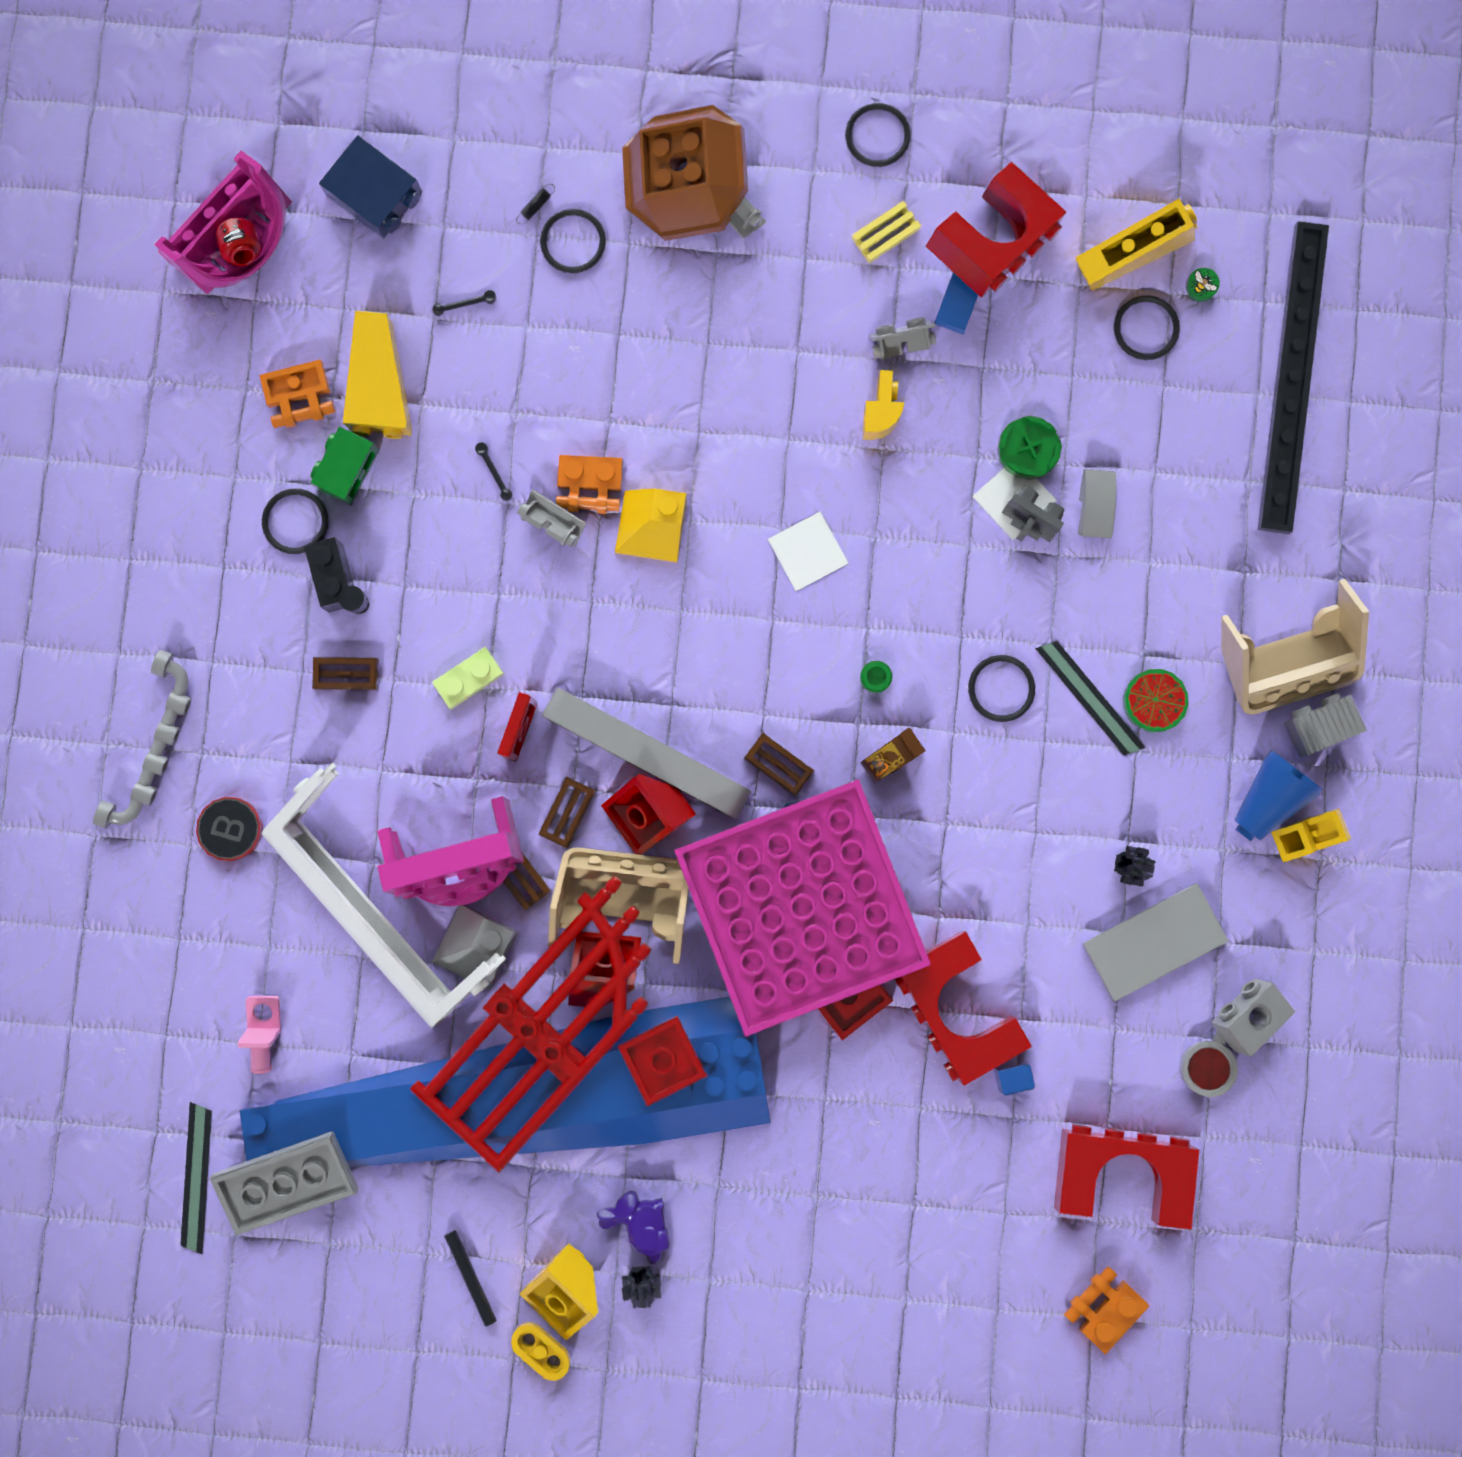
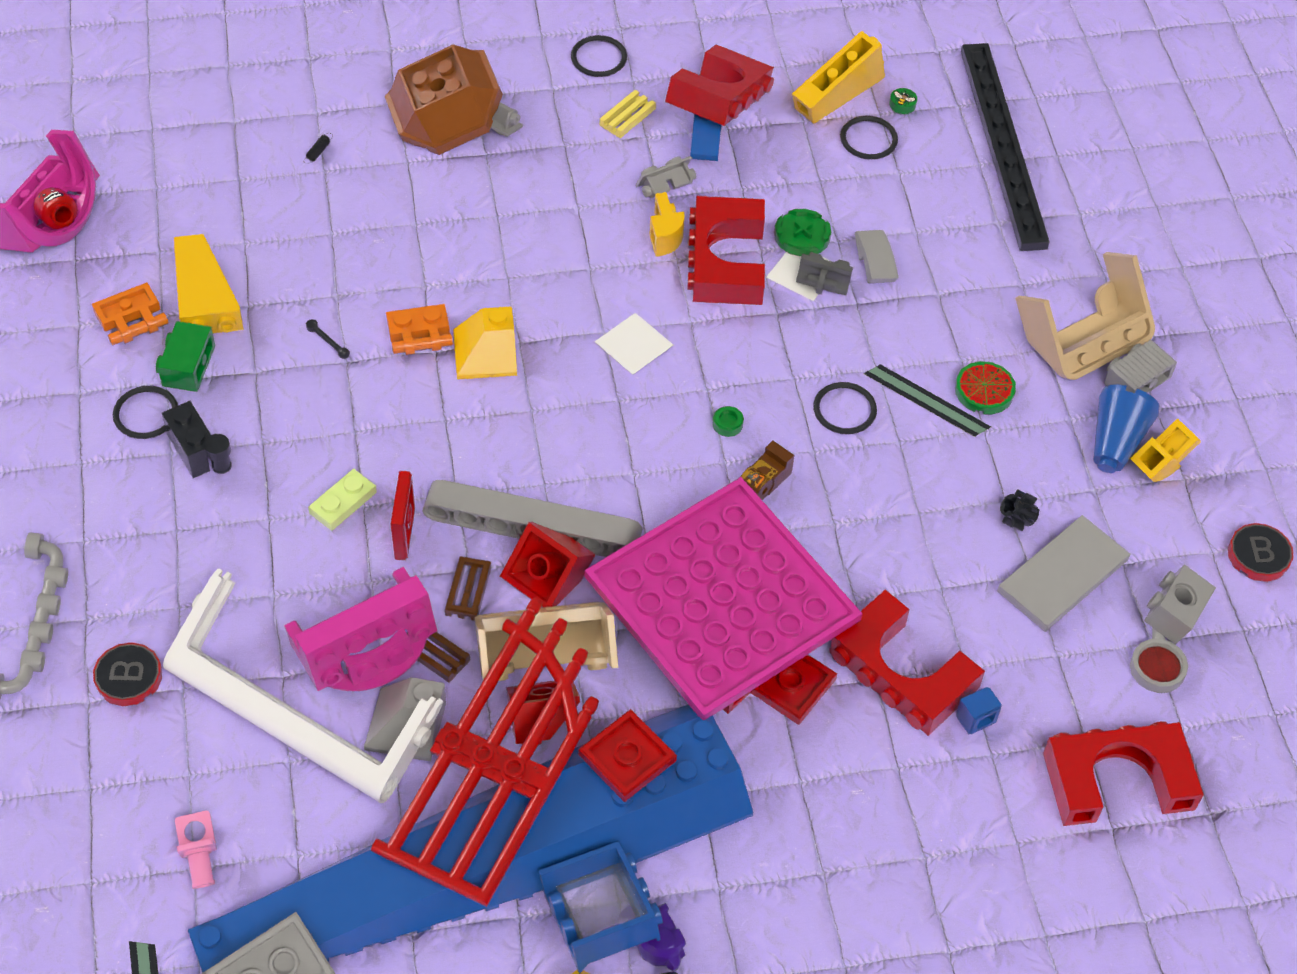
camera: 20 degrees left, 30 degrees down
(371, 187) = (168, 158): dark blue brick -> none
(373, 674) = (220, 525): reddish brown tile -> none
(488, 297) = (291, 218): black hinge -> none
(556, 520) = (392, 359): light grey hinge -> none
(569, 212) = (361, 186): black tyre -> none
(602, 1195) = (600, 904): none -> blue window
(793, 759) = (658, 510): reddish brown tile -> none
(935, 413) = (712, 277): none -> red arch
(1112, 1316) = (1164, 908): orange plate -> none
(1362, 969) = (1260, 552): none -> tile

